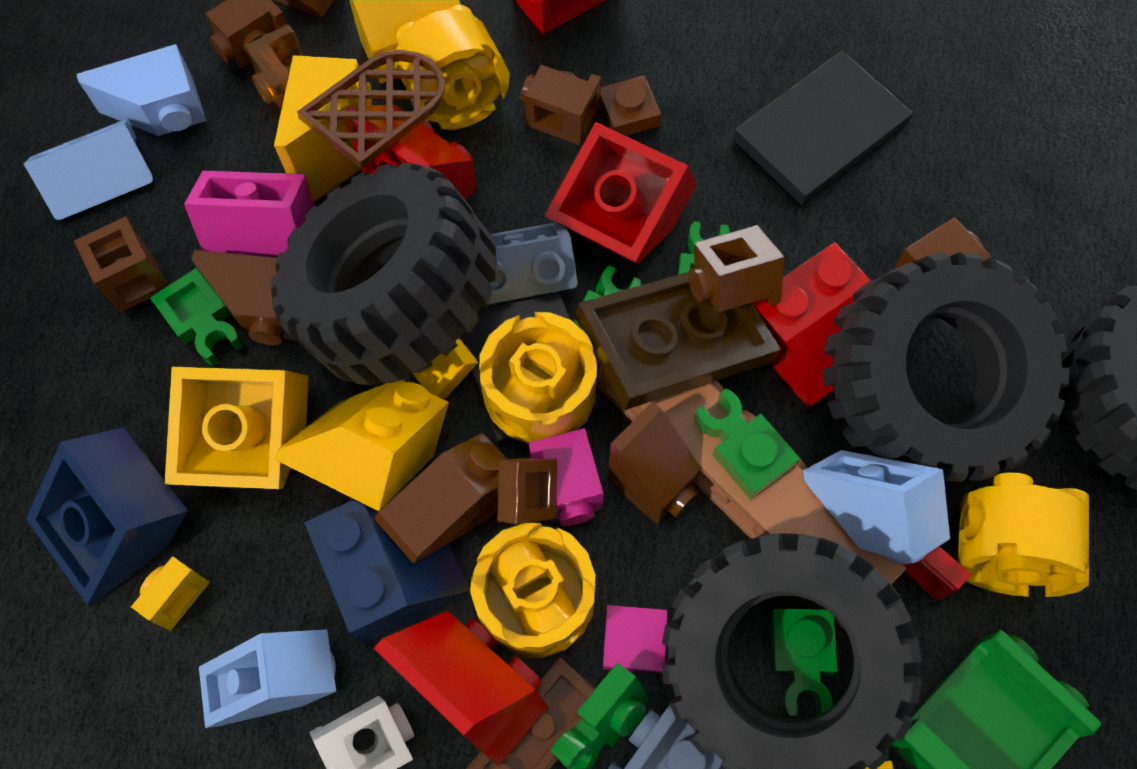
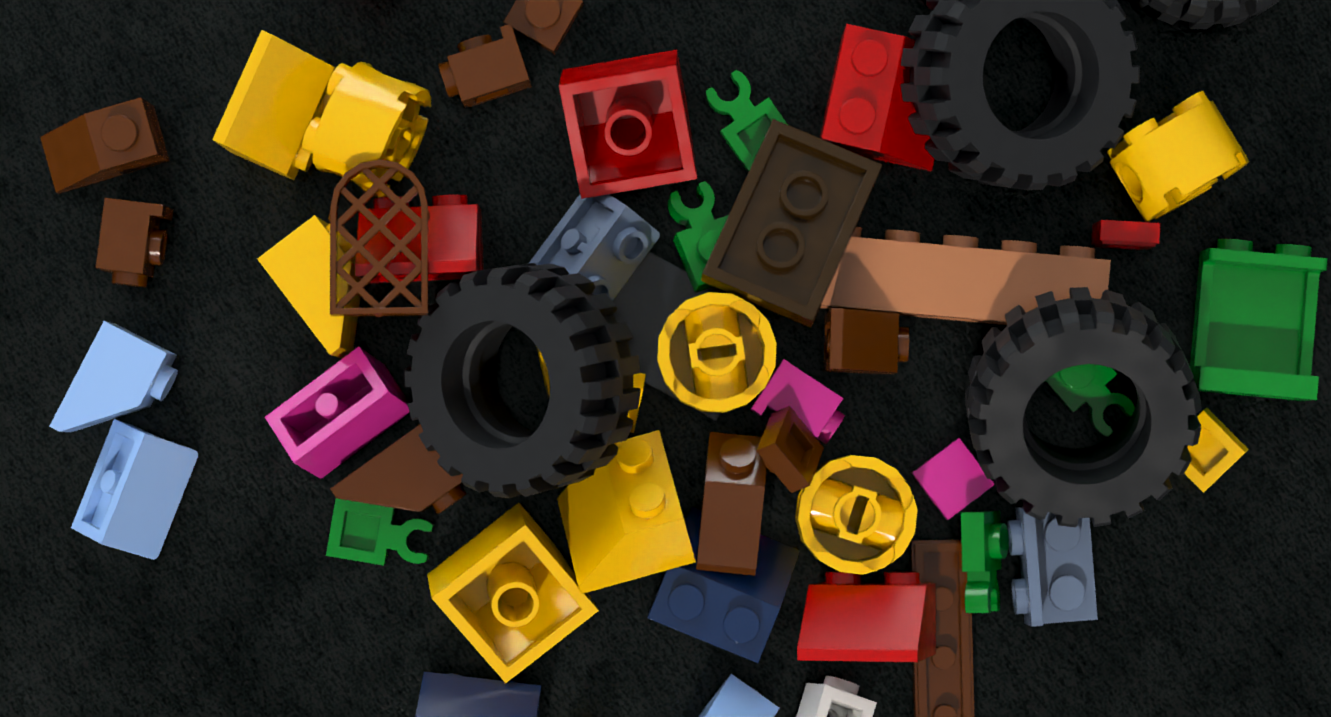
camera: 40 degrees left, 20 degrees up
(121, 264) = (279, 551): reddish brown brick -> none
(272, 61) = (210, 271): clear orange bracket -> none
(737, 269) = (794, 120): reddish brown brick -> none
(749, 451) = (928, 269): green plate -> none
(883, 503) = (1055, 230): light blue slope -> none

